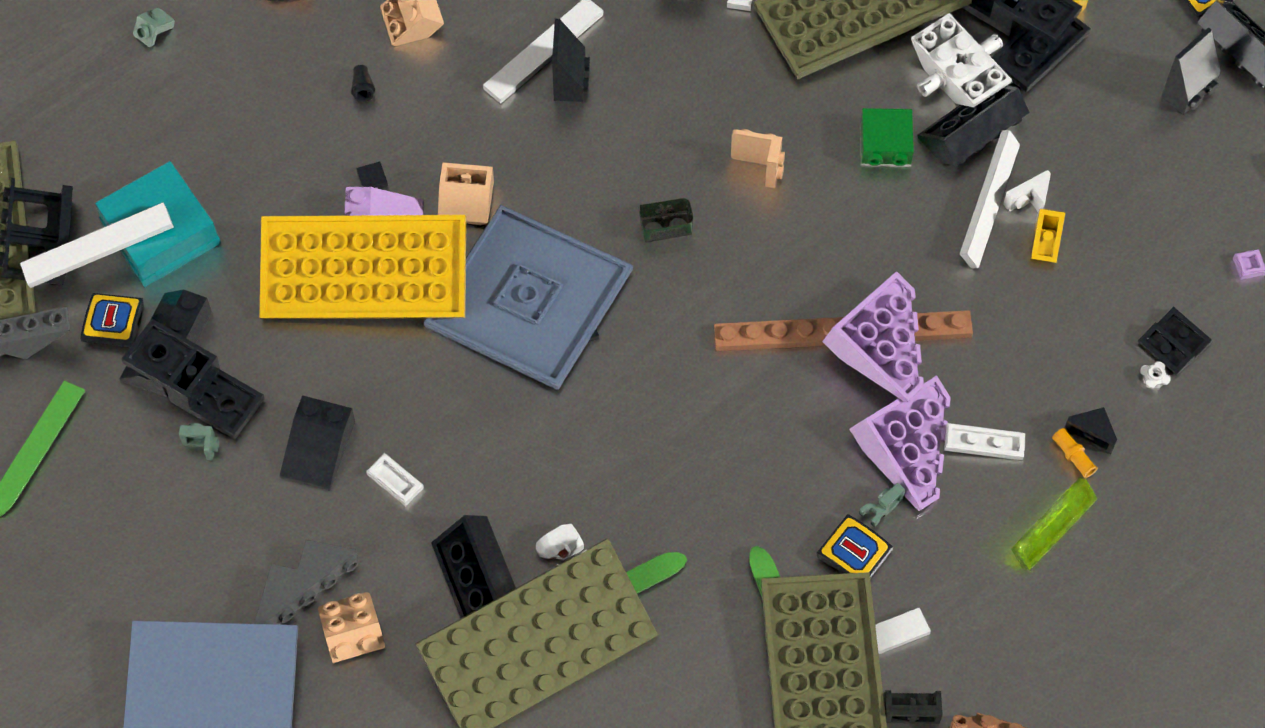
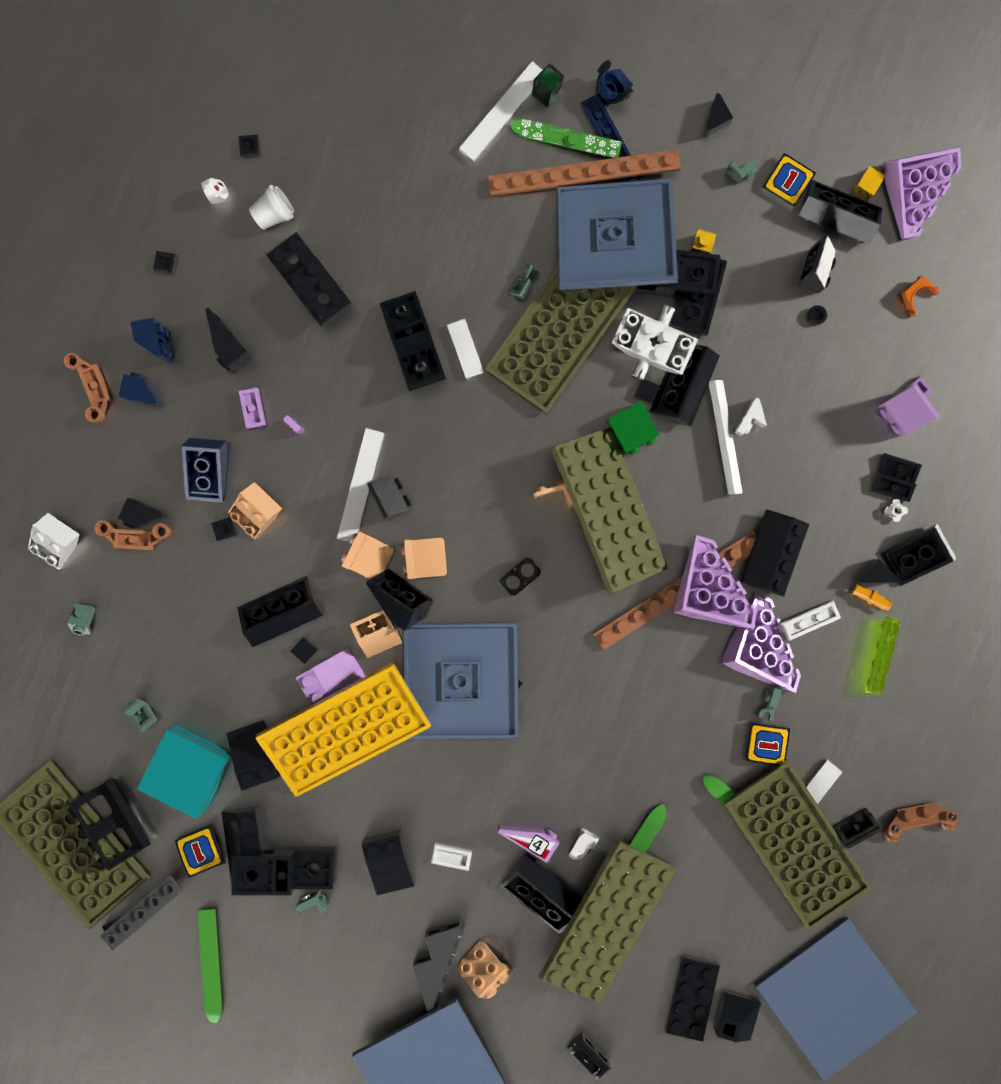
camera: 25 degrees left, 25 degrees up
(96, 245) = (159, 820): white tile -> none
(148, 144) = (141, 714): none -> sand green bracket
(236, 255) = (248, 757): none -> black slope
(362, 84) = (254, 585): black cone -> none
(366, 18) = (223, 529): none -> black tile
(371, 124) = (279, 611): none -> black slope
(504, 115) = (367, 555): none -> light nougat bracket
(504, 506) = (534, 840): none -> lavender slope
(514, 172) = (399, 599): none -> black slope
(566, 149) = (424, 558): none -> light nougat bracket
(810, 197) = (609, 509): none -> olive plate
(926, 112) = (647, 391): none -> black tile
(979, 340) = (775, 552): none -> black slope
(1047, 235) = (779, 447): yellow slope -> none
(1159, 433) = (919, 555): none -> black slope
(1167, 133) = (816, 315): none -> black tile
(1221, 265) = (908, 410): none -> lavender slope

